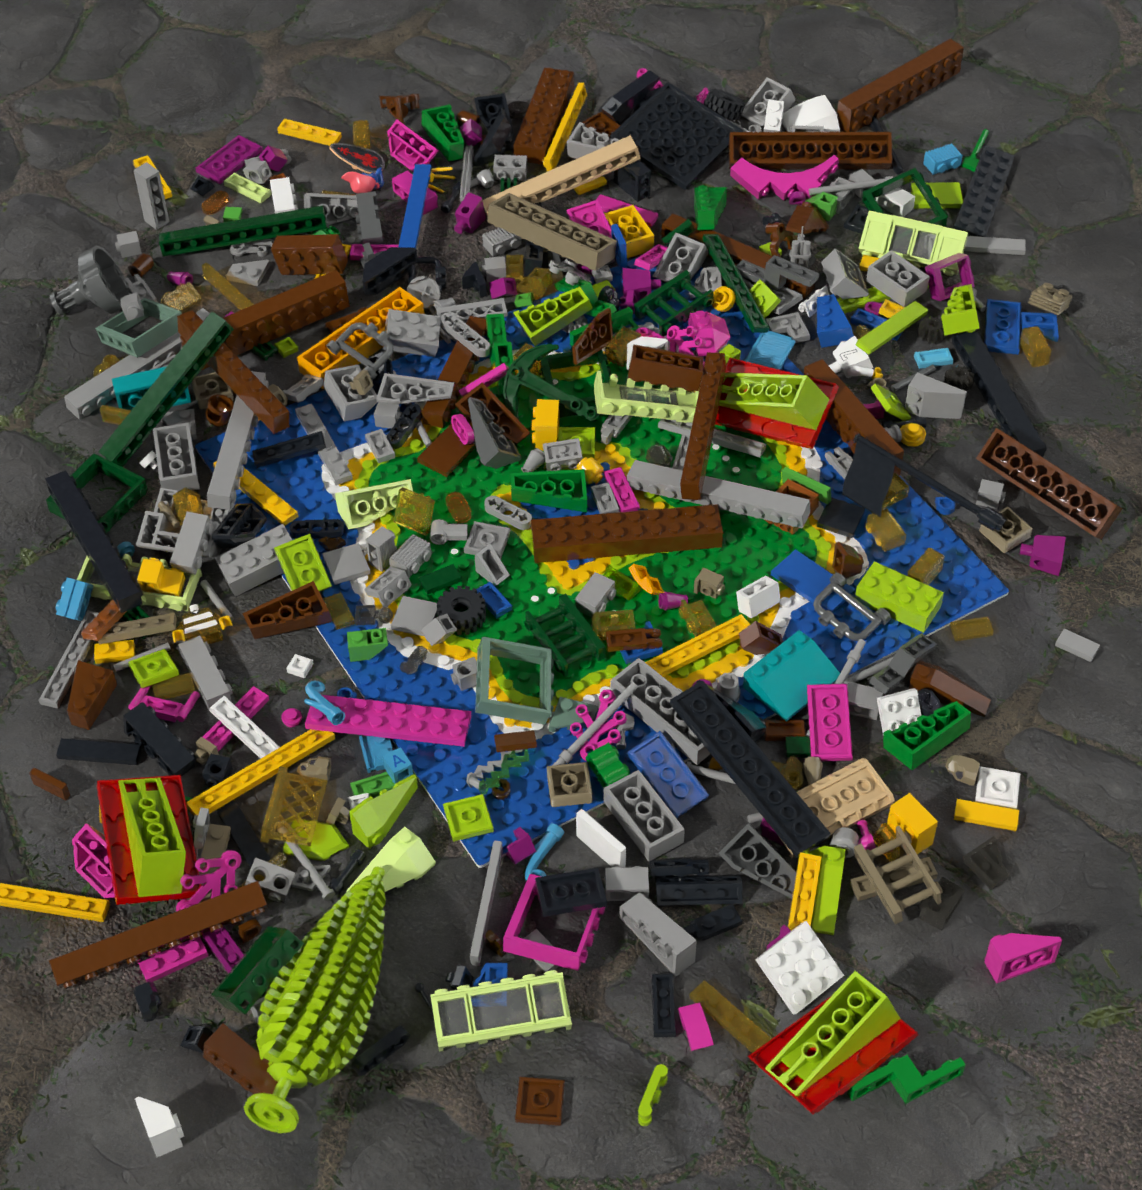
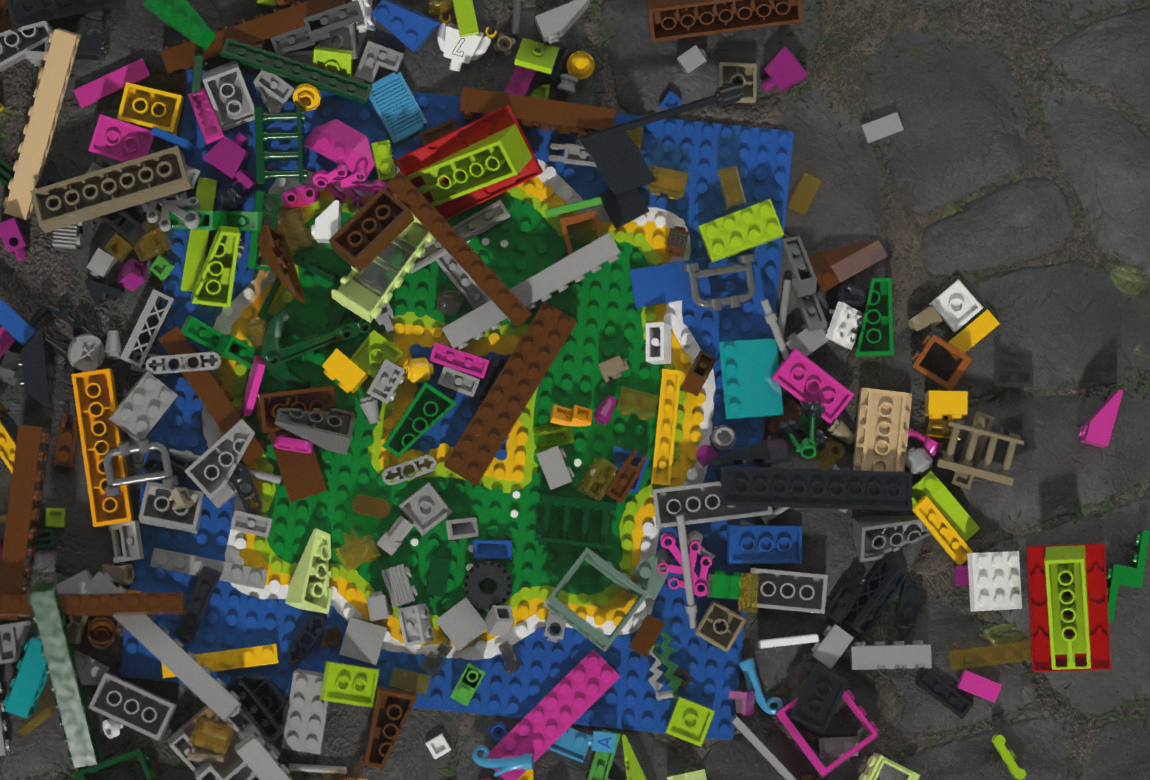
camera: 55 degrees left, 35 degrees up
(622, 771) = (748, 592): none -> clear yellow plate
(779, 730) = (814, 439): none -> black plant
(946, 819) = (956, 375): none -> dark orange window

